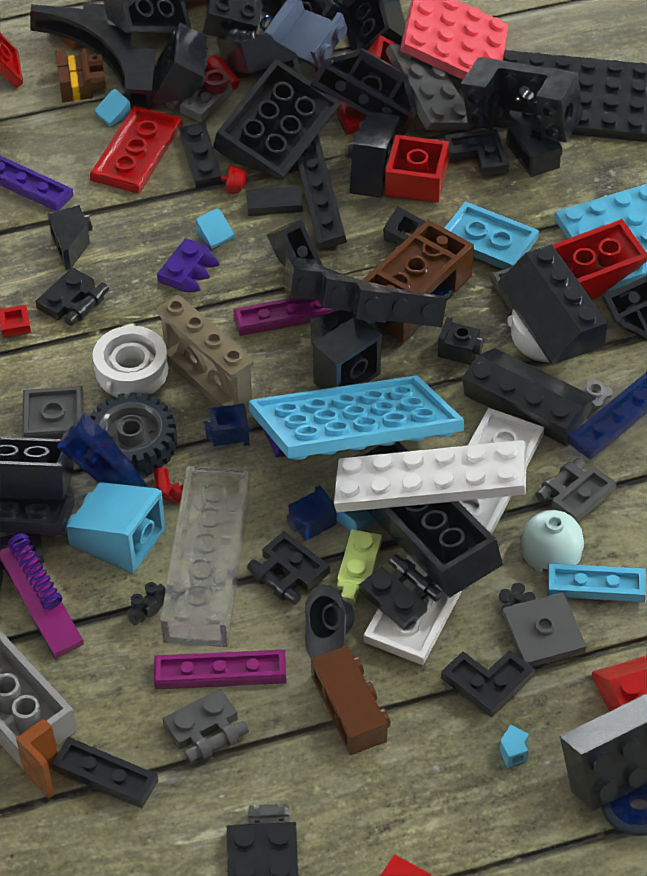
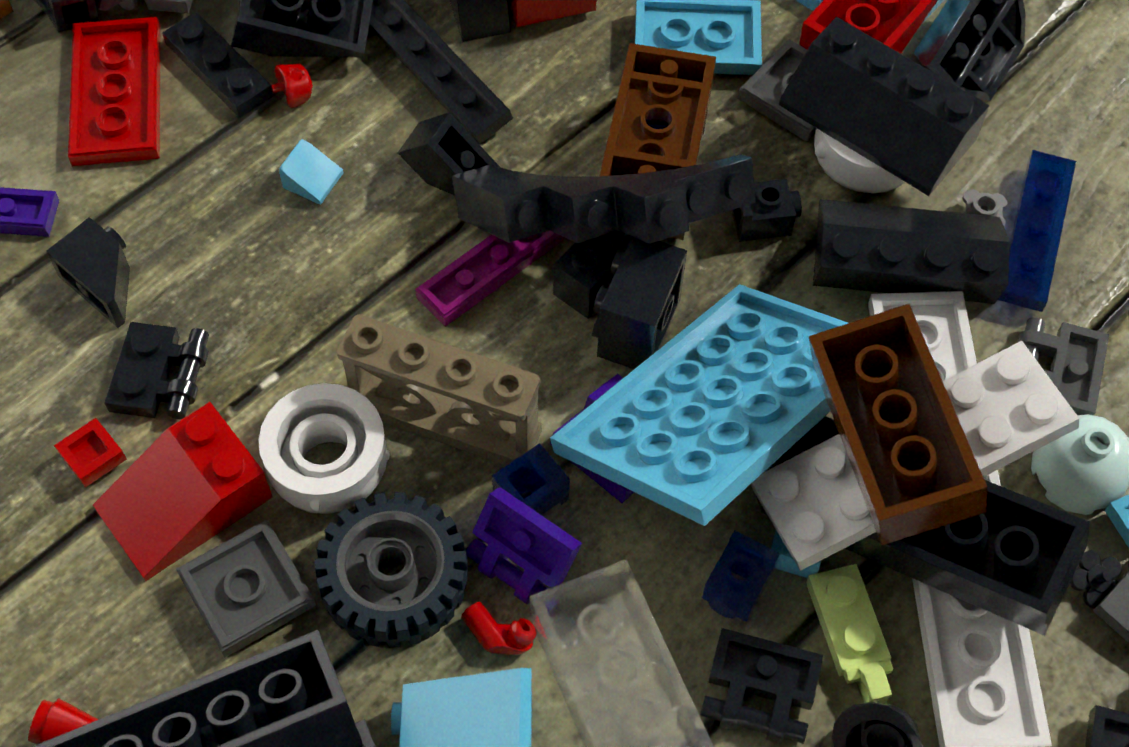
camera: 30 degrees left, 10 degrees up
(49, 357) = (182, 491): none -> red slope
(98, 454) = (379, 642): clear blue slope -> none
(113, 108) = (44, 39): medium azure slope -> none
(186, 265) = (301, 248): dark purple plate -> none
(202, 443) = (524, 538): none -> dark purple plate
(274, 200) = (367, 94): black tile -> none
(394, 598) = (952, 666): black plate -> none
(399, 224) = (587, 56): black brick -> none
(416, 446) = (898, 425): none -> reddish brown brick

